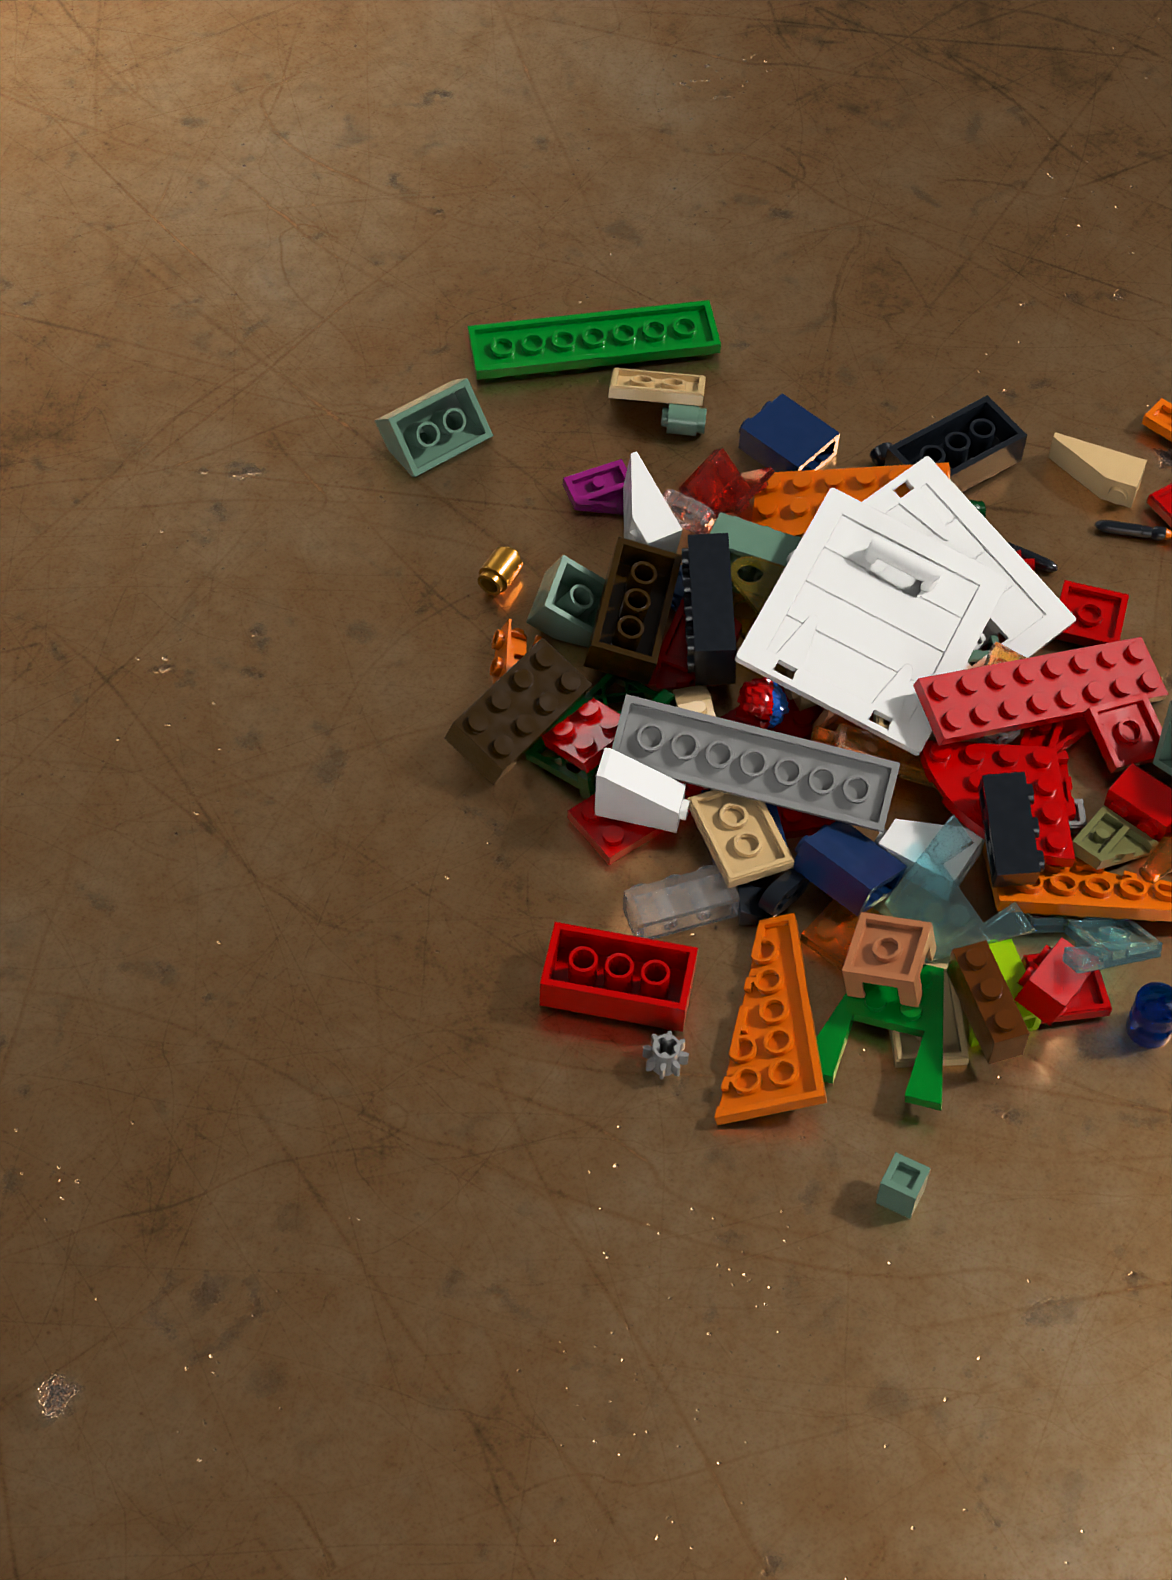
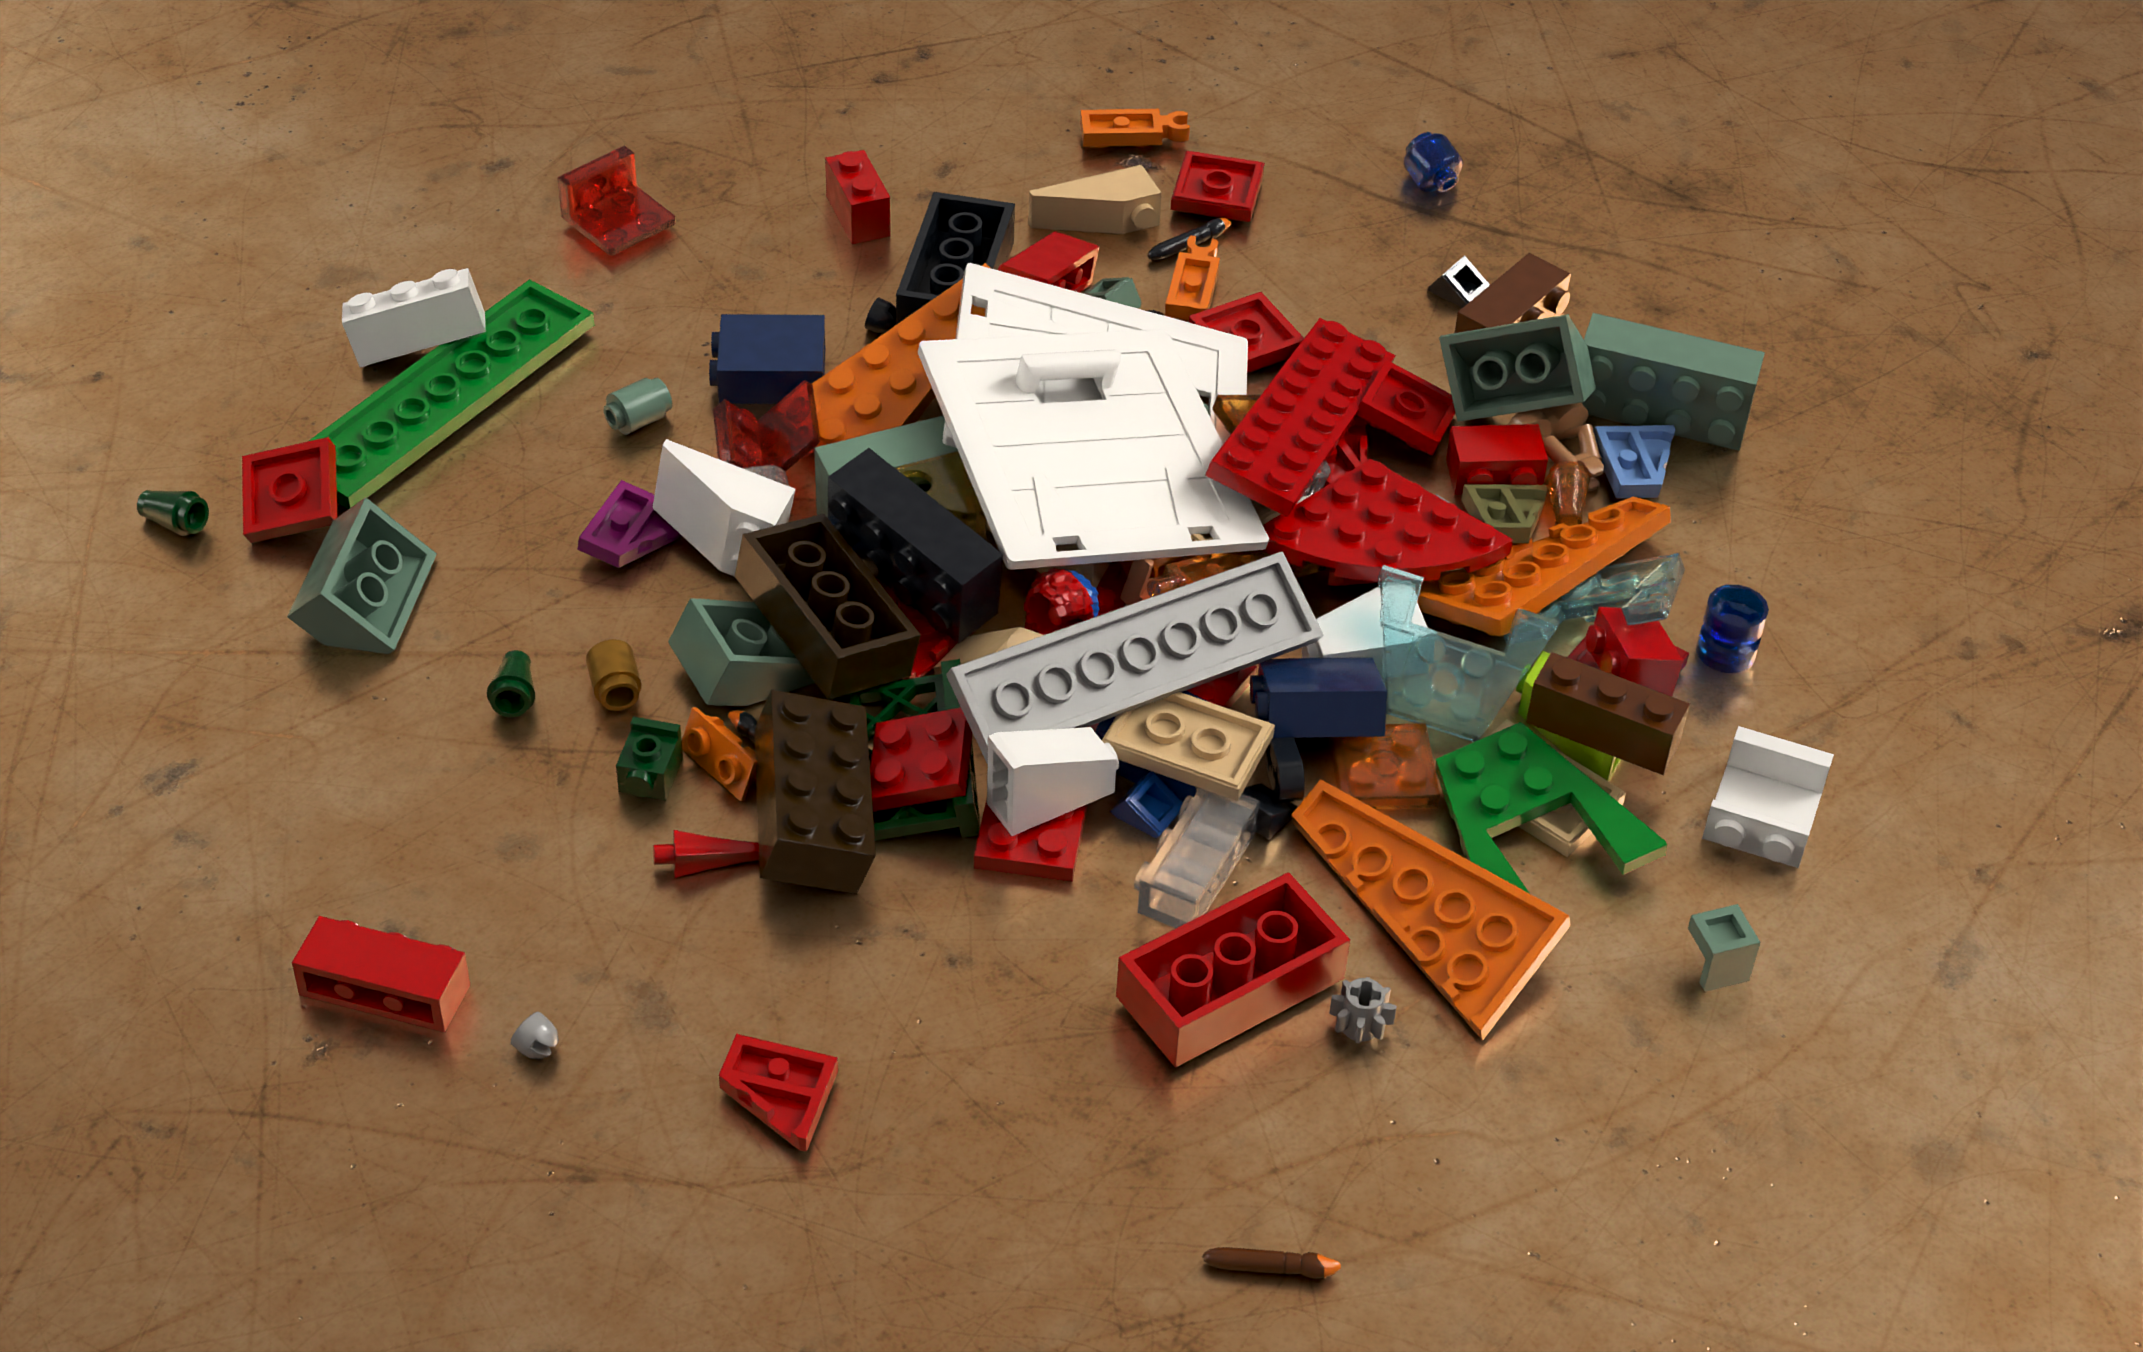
camera: 45 degrees left, 10 degrees down
(222, 649) = (381, 973): none -> red brick
(255, 738) = (535, 1036): none -> light grey hinge
(338, 855) = (779, 1085): none -> red wing
(389, 320) = (175, 510): none -> dark green cone
(434, 700) = (699, 853): none -> red piece
(445, 539) = (512, 686): none -> dark green cone
(450, 346) = (289, 490): none -> red plate
(465, 632) = (650, 758): none -> dark green brick
(467, 1142) = (1269, 1261): none -> reddish brown piece
(615, 283) = (413, 316): none -> white brick
(657, 386) = (574, 391): tan tile -> none
(692, 855) = (1148, 805): none -> blue slope
(808, 280) = (608, 205): none -> clear red bracket
(889, 954) = (1472, 738): nougat panel -> none
(954, 368) = (858, 196): none -> red brick
(1007, 493) = (1057, 262): none -> red brick
(1010, 829) = (1443, 544): black brick -> none
(1038, 536) = (1116, 290): none -> sand green slope
(1049, 1130) = (1768, 797): none -> white panel
(1100, 558) = (1193, 280): none -> orange plate

